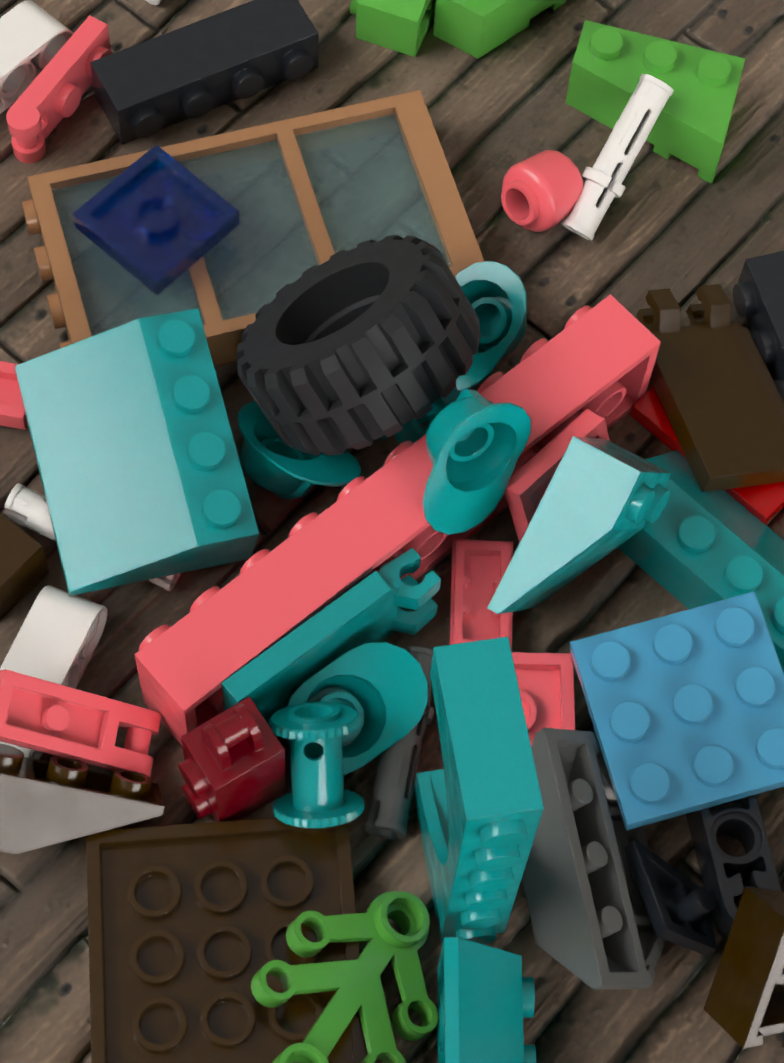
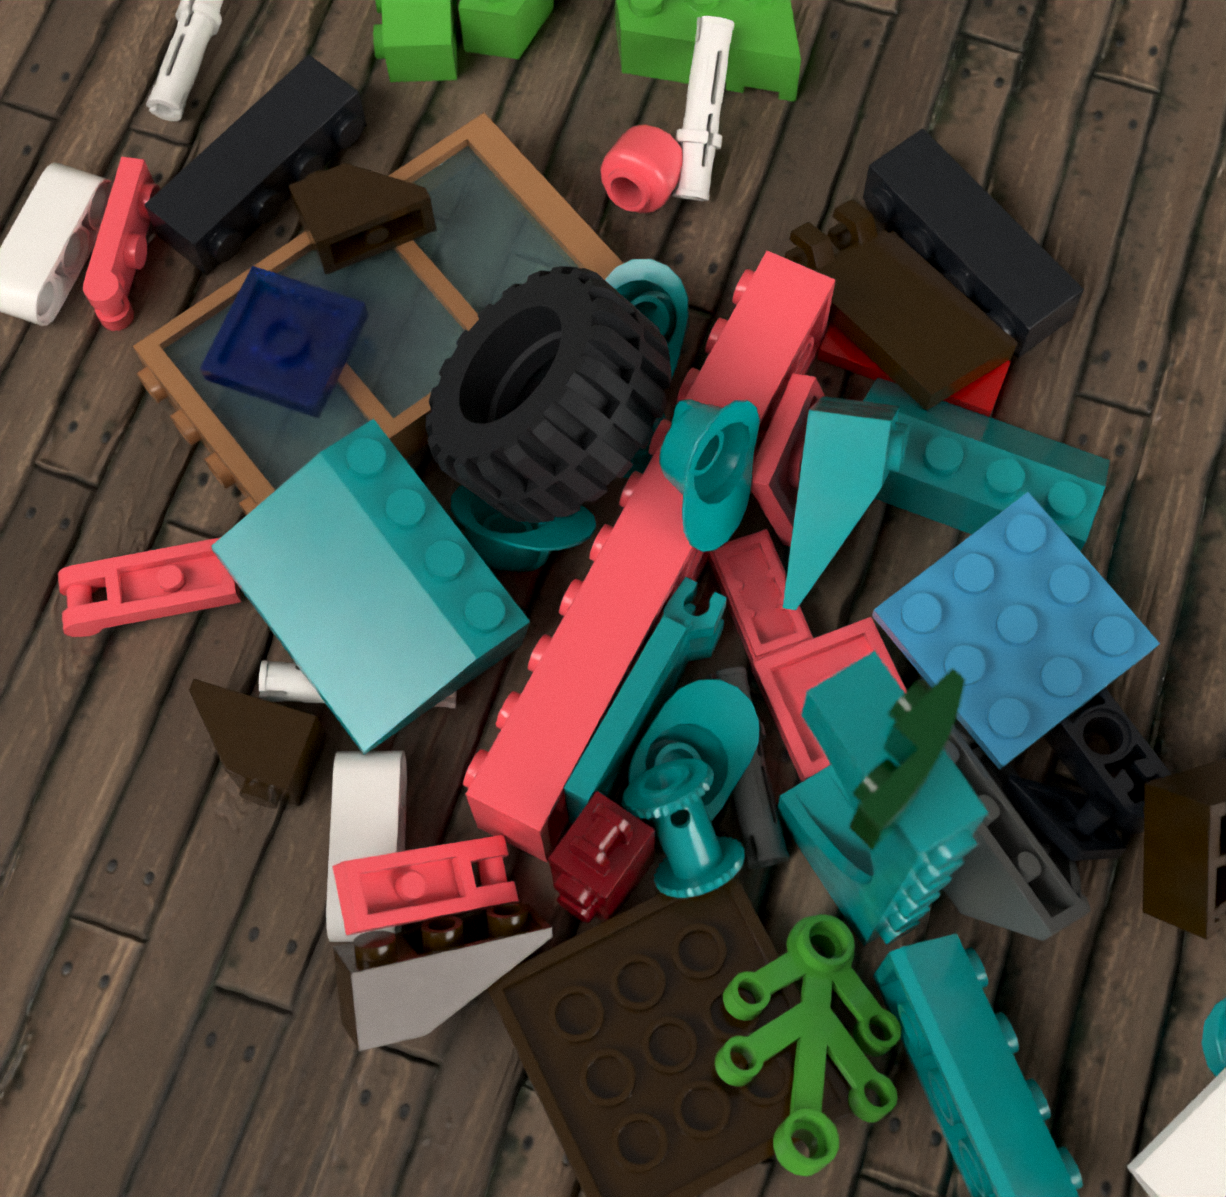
camera: 15 degrees left, 5 degrees up
(269, 135) = (359, 213): none -> dark brown slope
(506, 719) = (916, 740): none -> dark green slope

